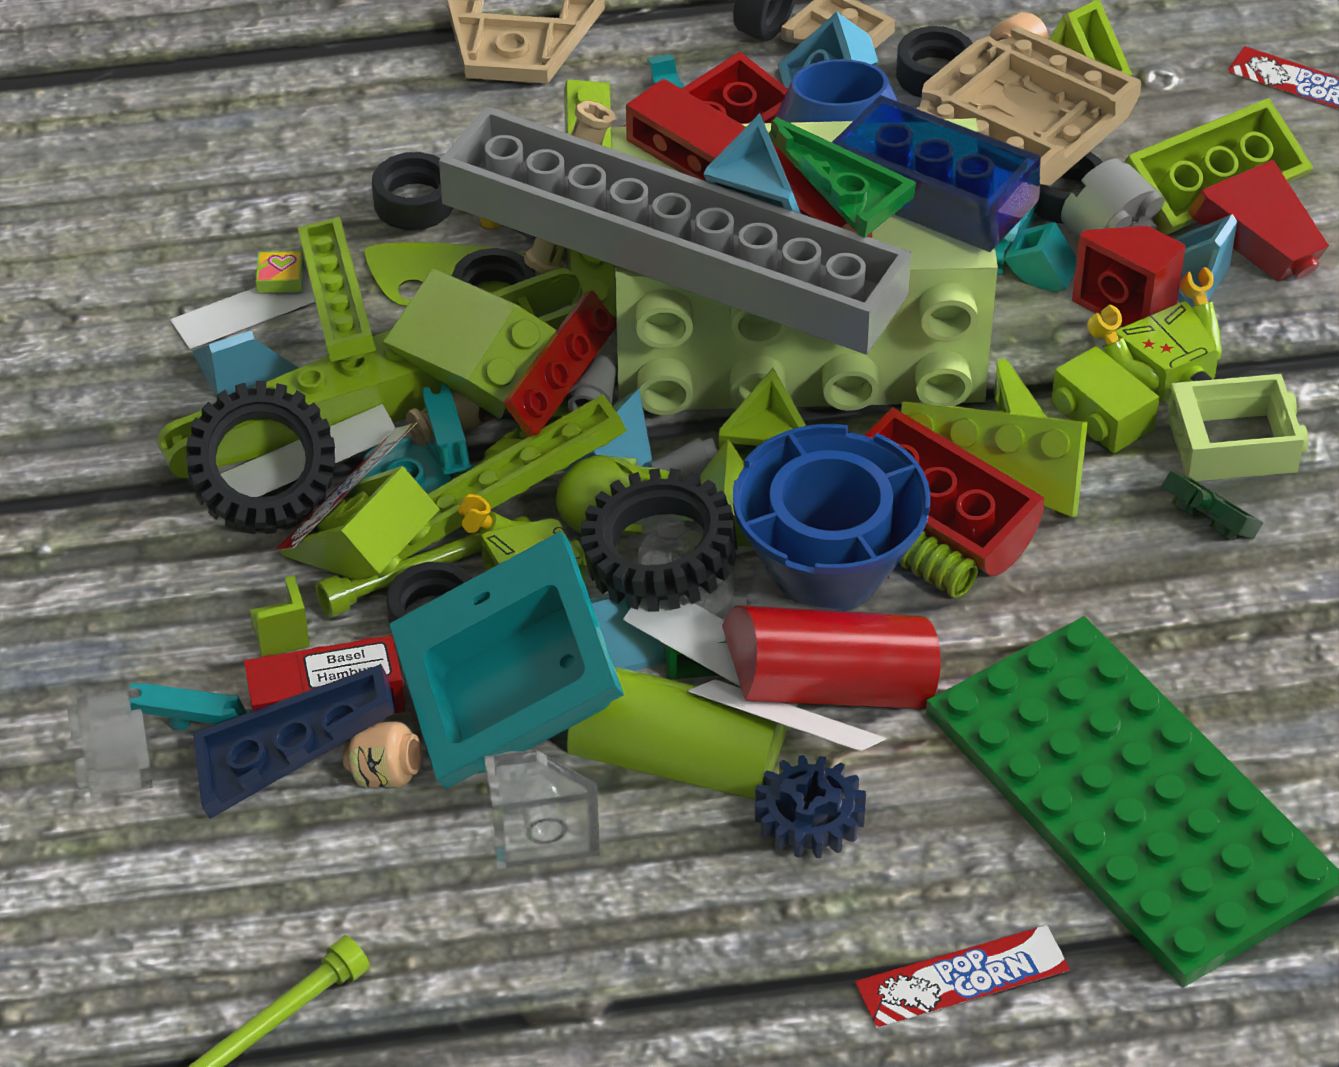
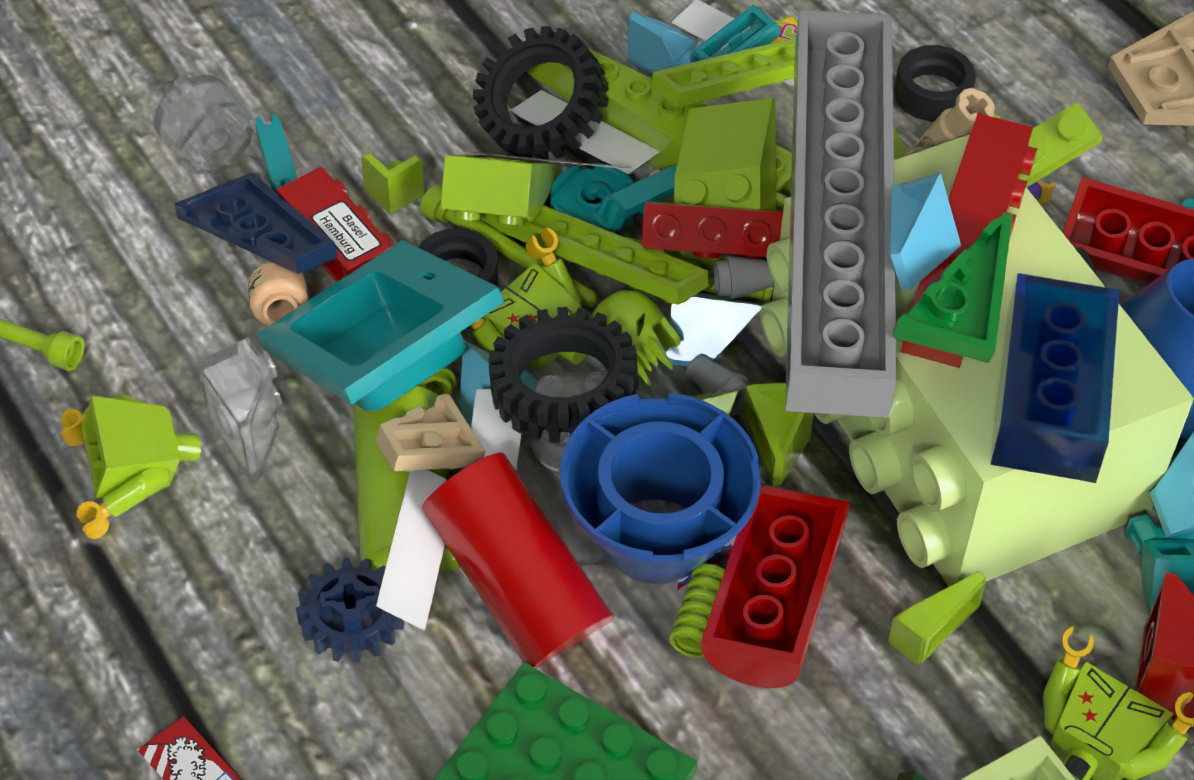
camera: 65 degrees right, 5 degrees up
(273, 334) = (757, 35): none -> teal tile
(529, 925) = (128, 454): none -> lime torso
(671, 665) = (429, 439): none -> tan wing
(1030, 449) = (871, 622): lime wing -> none
(1105, 396) = (1000, 688): lime brick -> none

